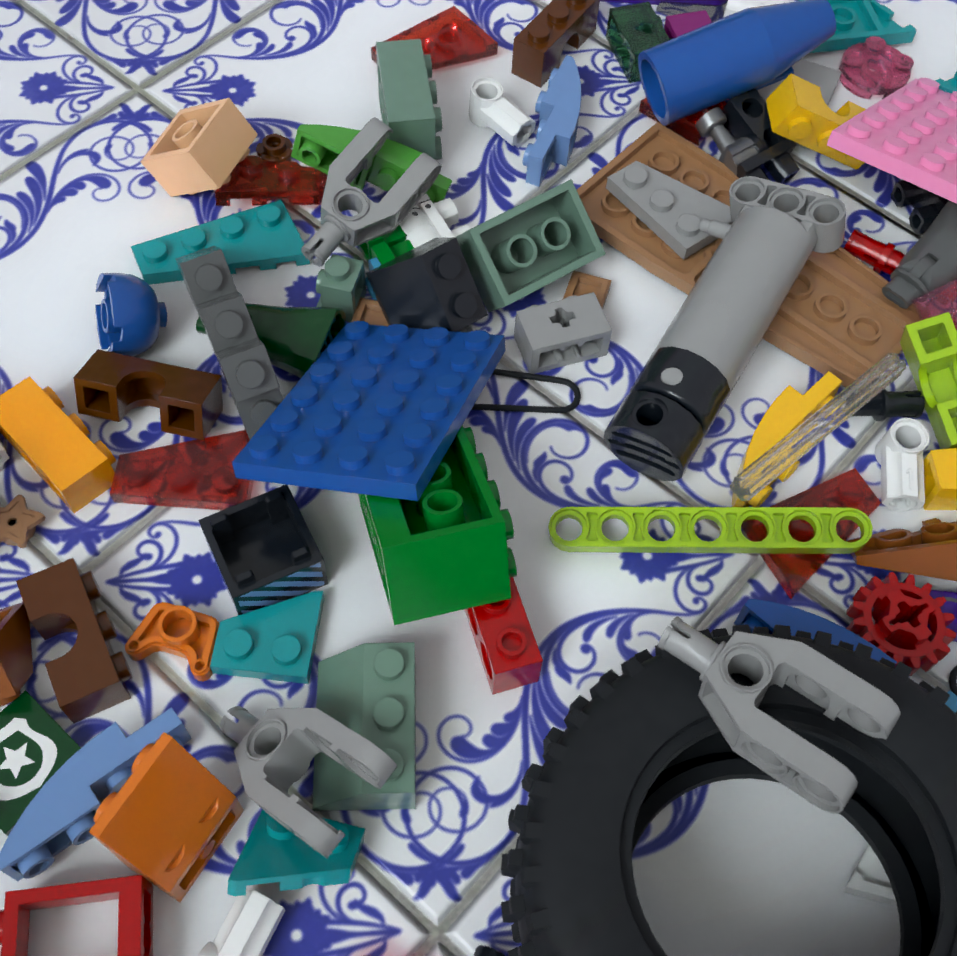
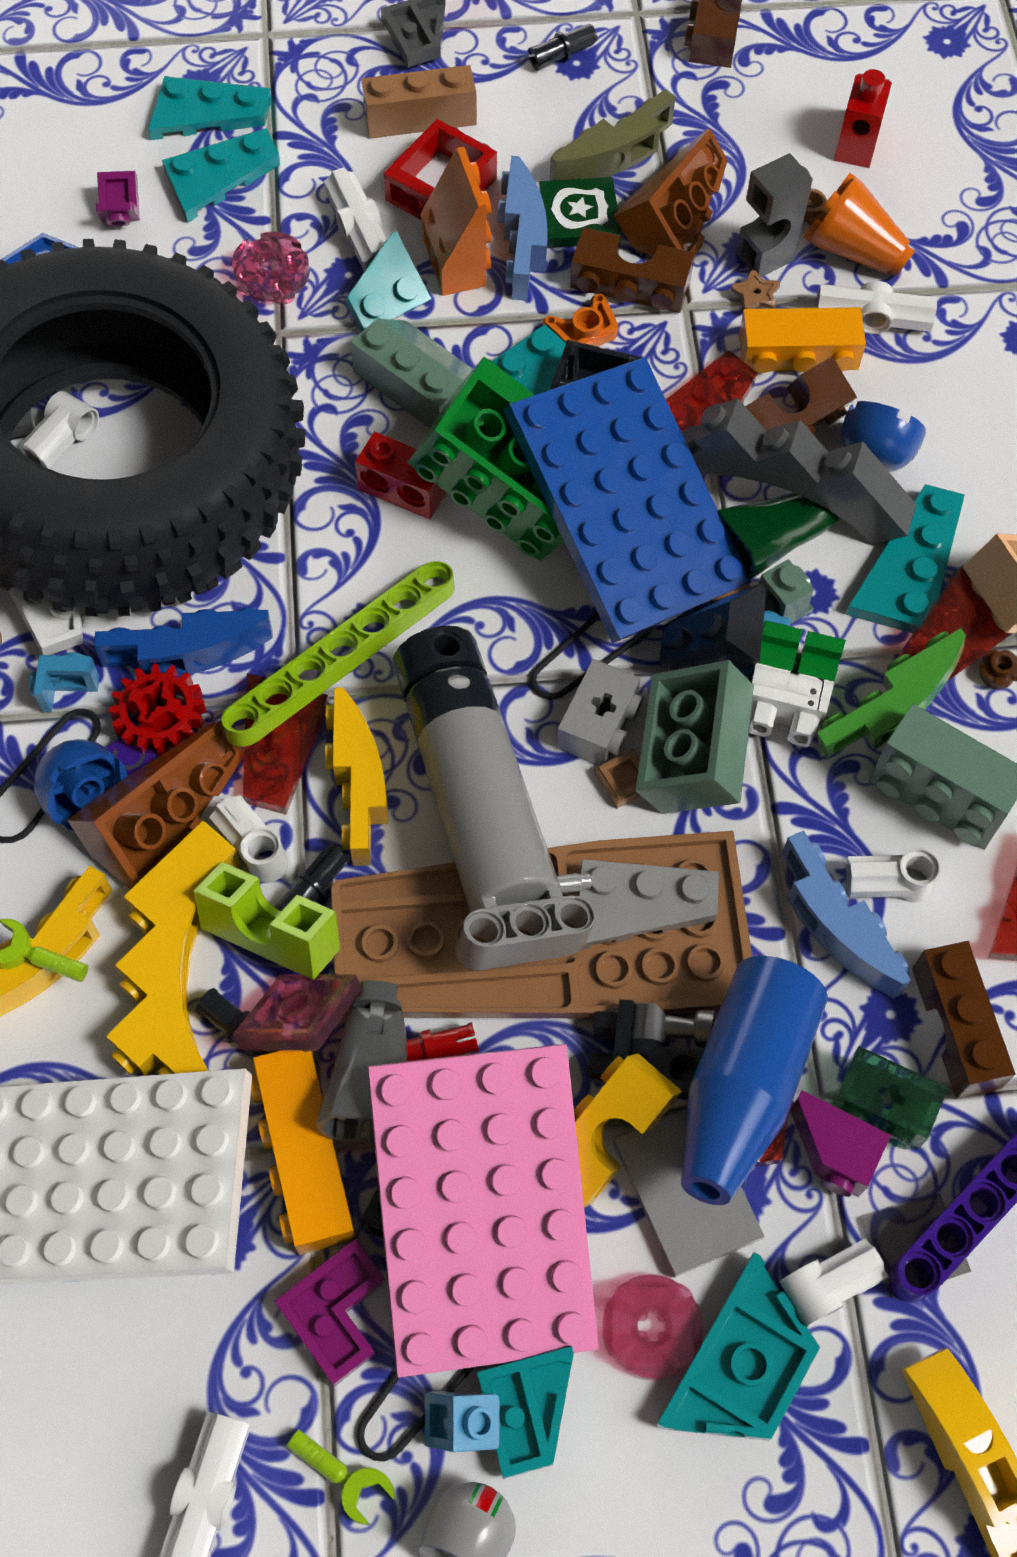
camera: 135 degrees right, 5 degrees up
(279, 751) = (443, 295): light grey piece -> none
(372, 218) = (857, 616): light grey piece -> none
(760, 737) = (184, 460): light grey piece -> none
(816, 427) = (331, 783): clear axle -> none

